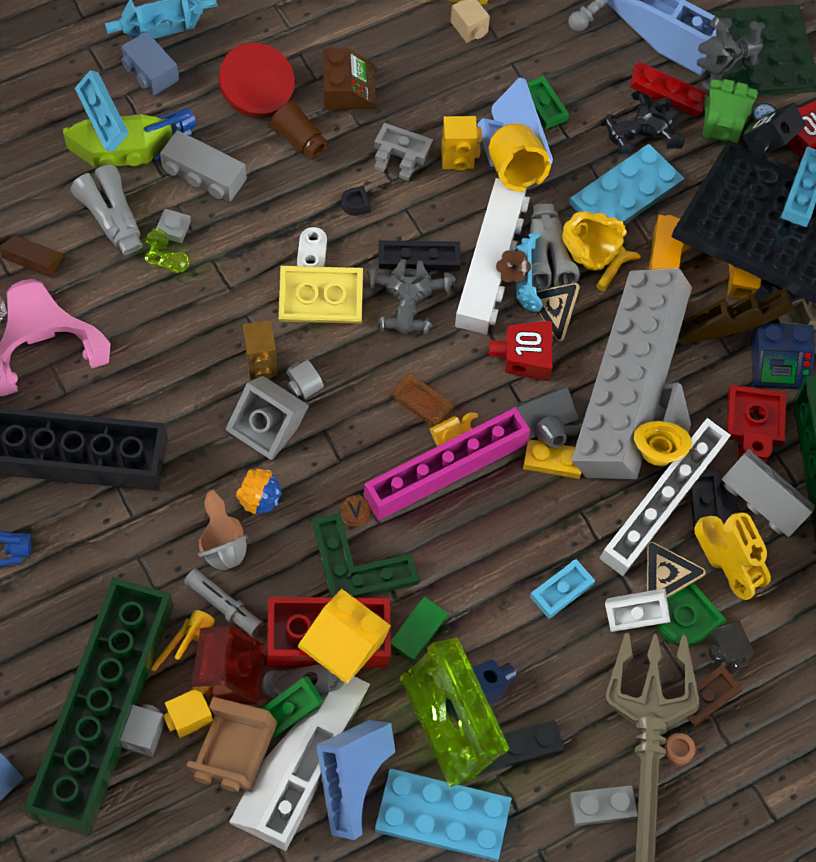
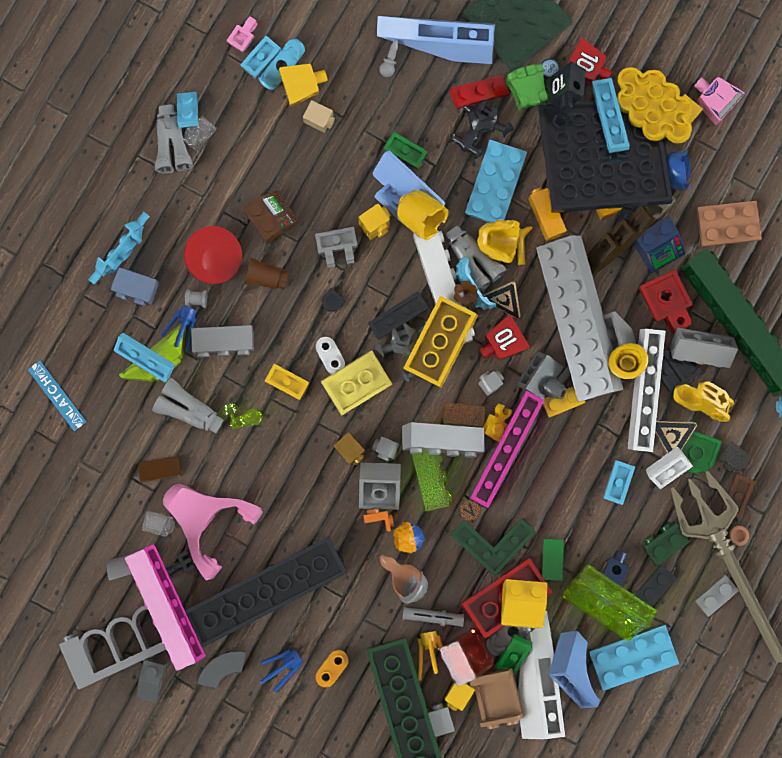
camera: 30 degrees left, 20 degrees up
(58, 588) = (331, 668): none -> light orange plate
(174, 224) = (232, 392): light grey plate -> none
(206, 111) = (196, 298): none -> light grey bush
(239, 447) = (375, 515): none -> orange bracket
(242, 248) = (287, 382): none -> yellow plate
(337, 434) = (431, 481): none -> clear neon green brick
(378, 401) = (442, 439): none -> light grey brick
(448, 293) = (440, 341): none -> yellow brick
(479, 385) = (491, 382): none -> light grey plate
(575, 696) = (665, 543): none -> dark green bracket
(724, 52) = (504, 46): dark grey piece -> none

